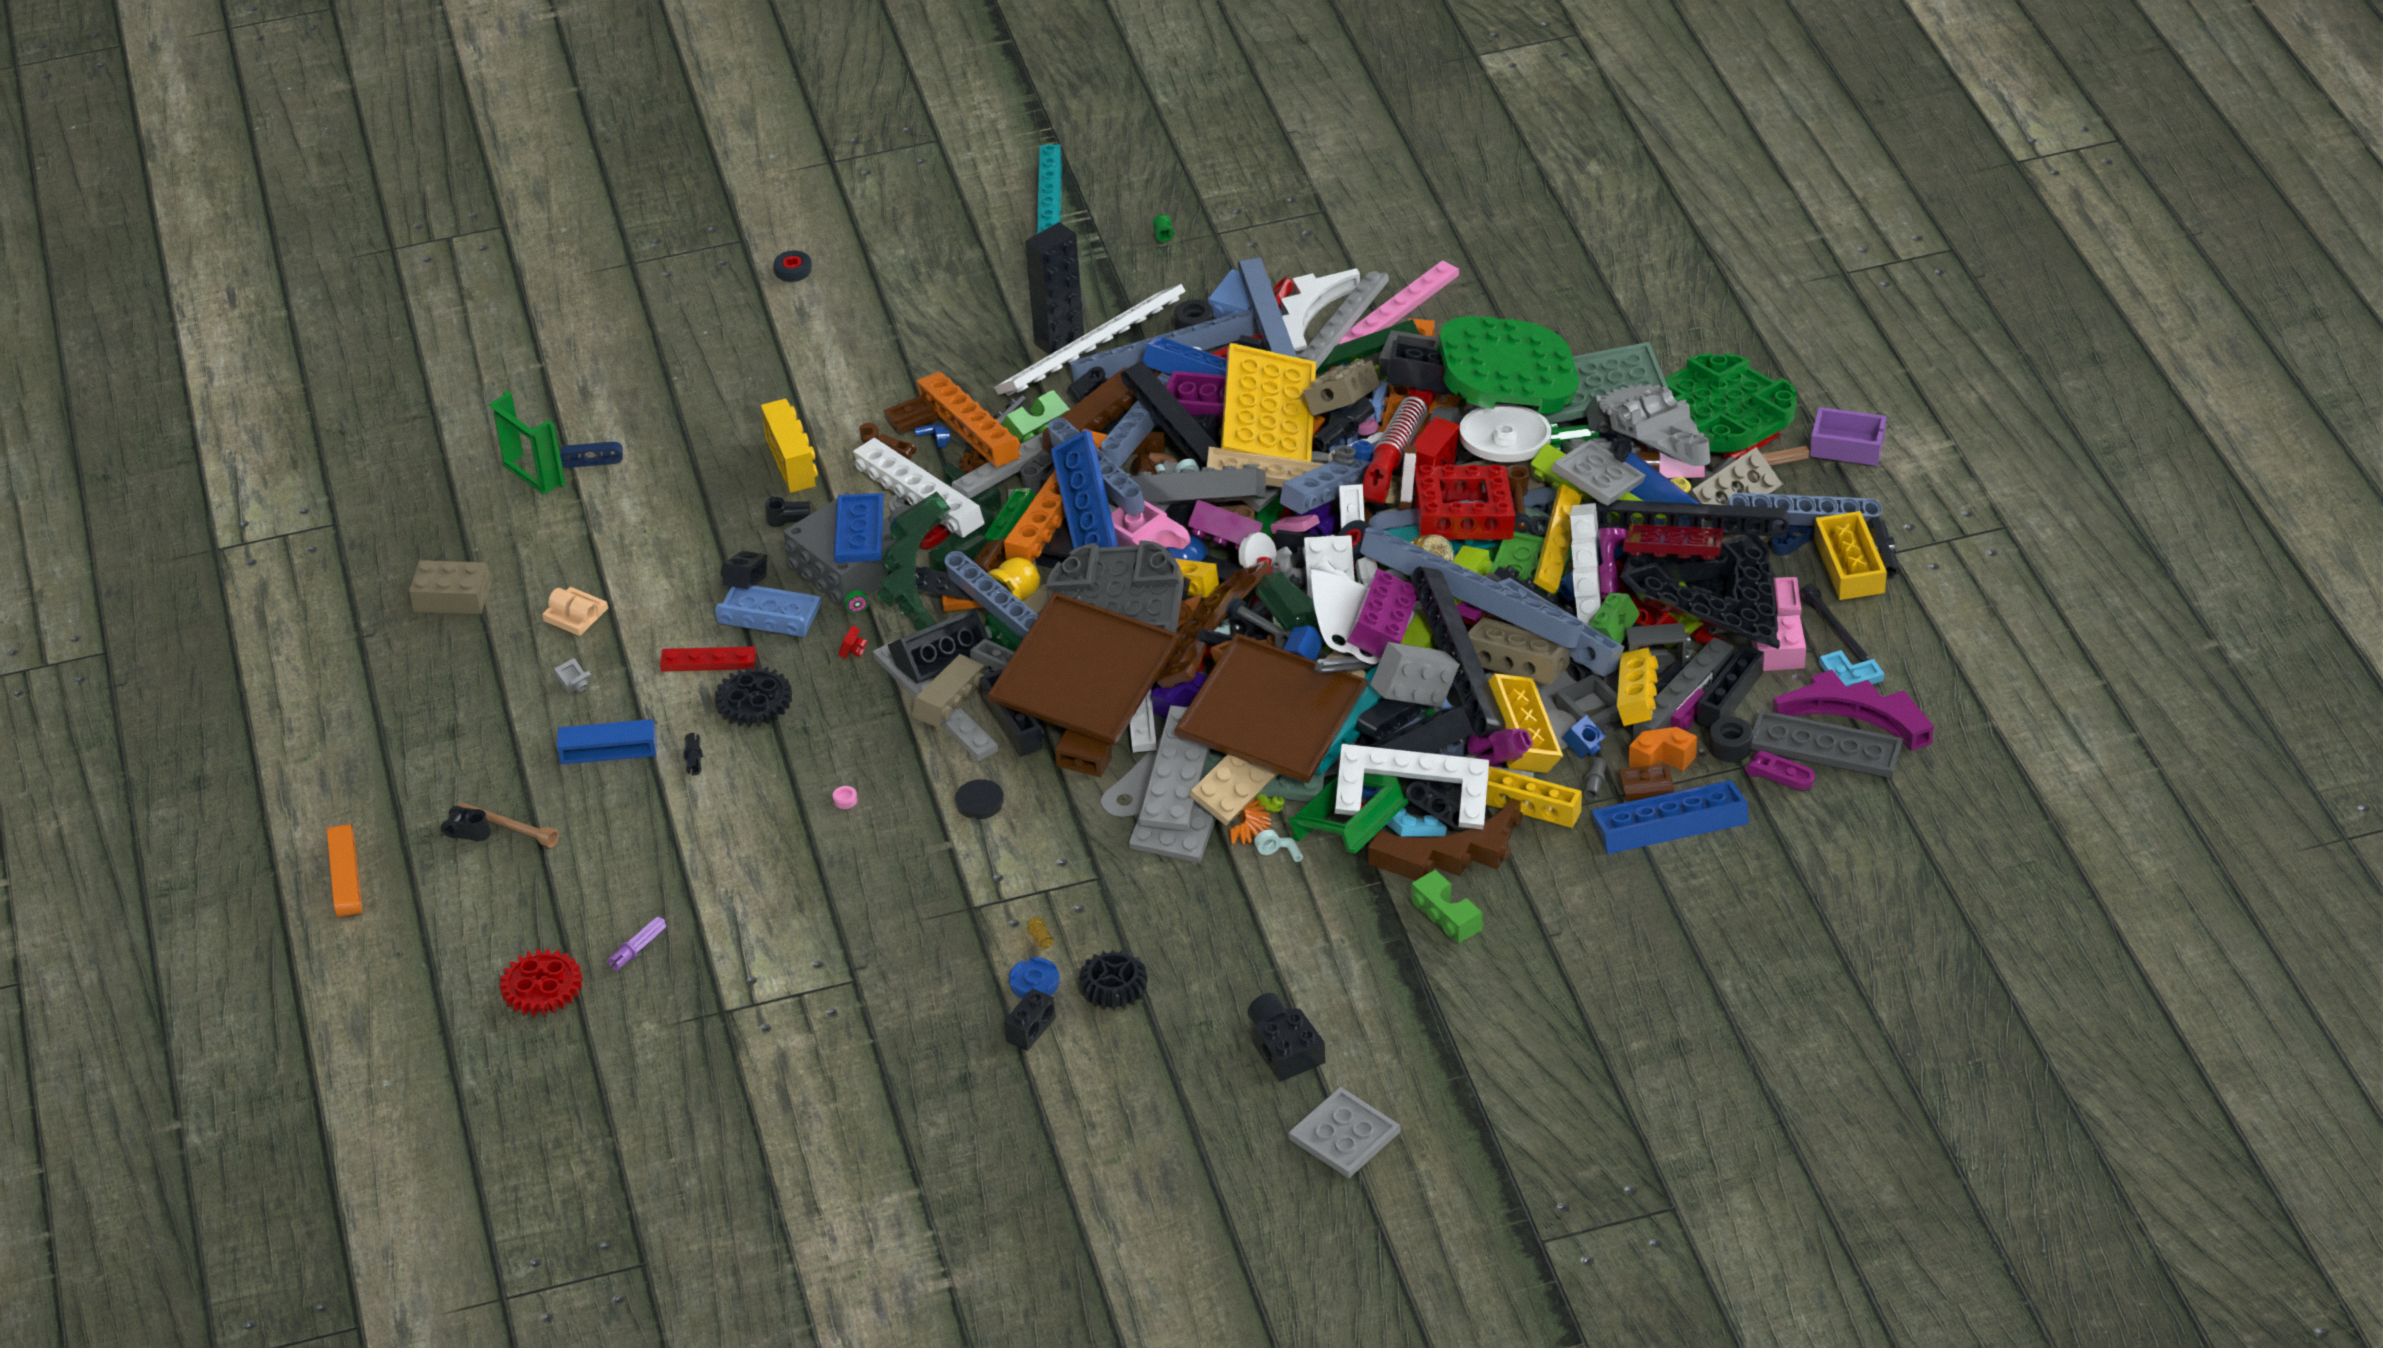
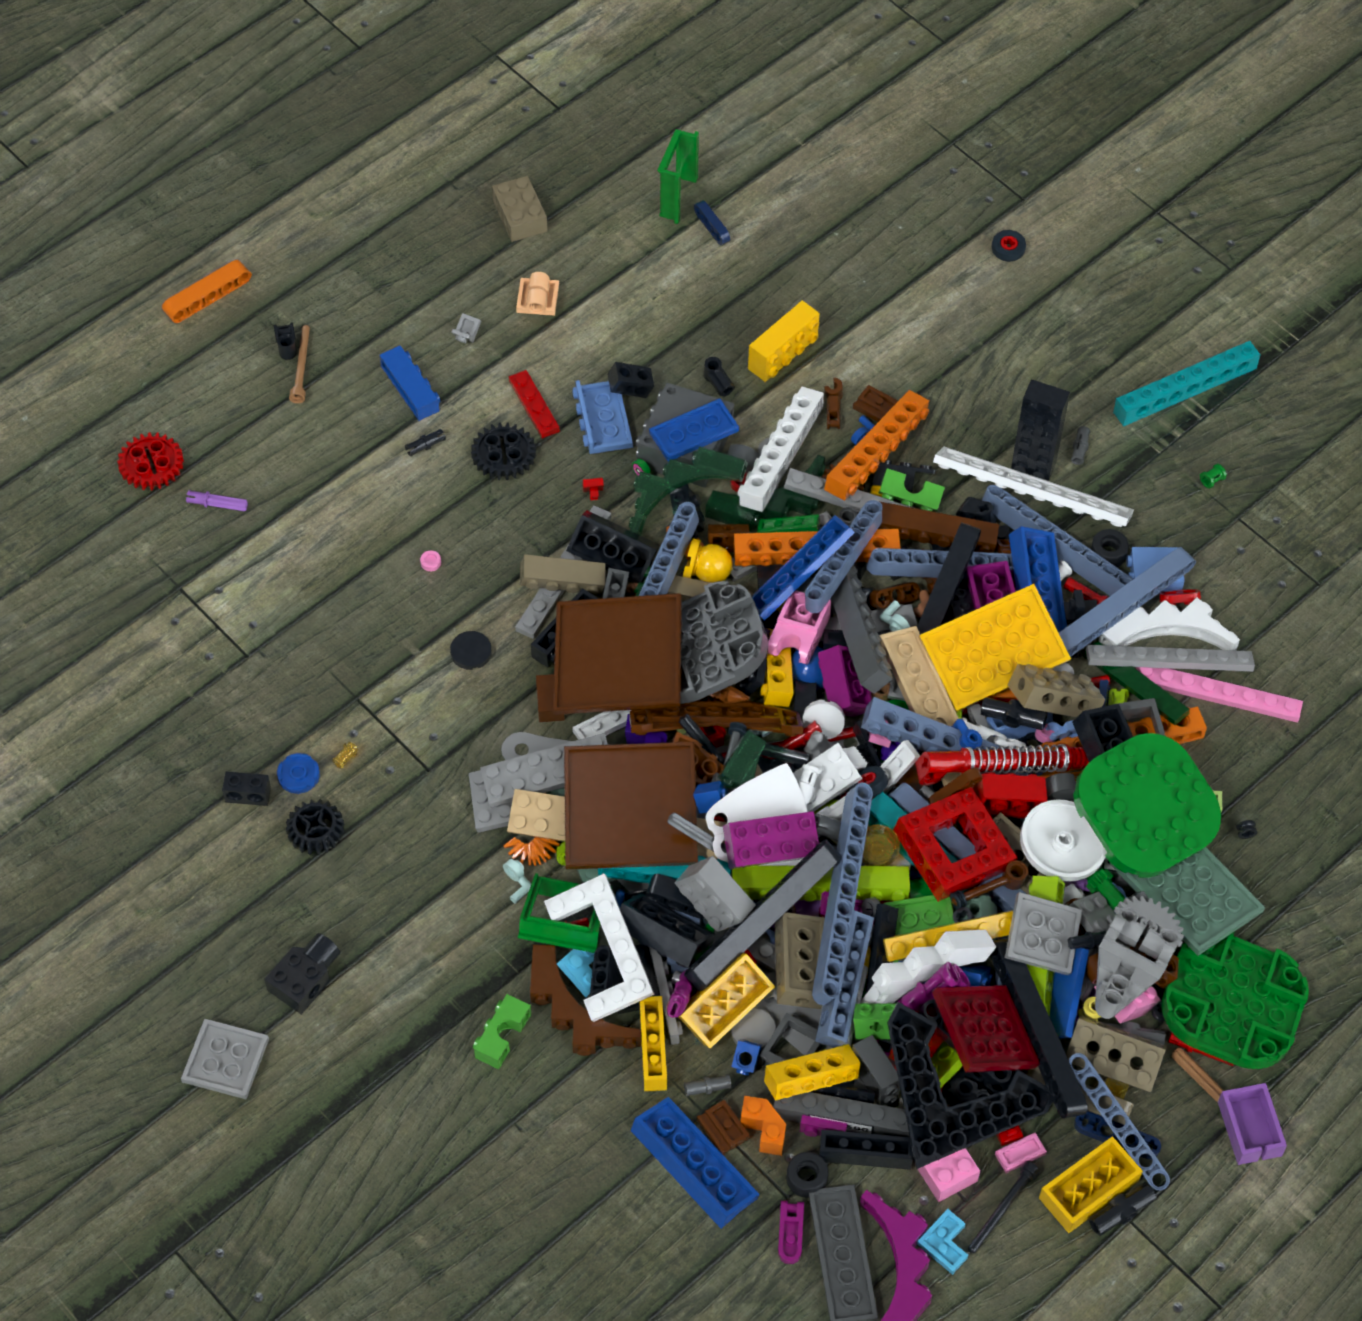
camera: 60 degrees right, 15 degrees up
(1344, 455) = (955, 724): dark grey bush -> none

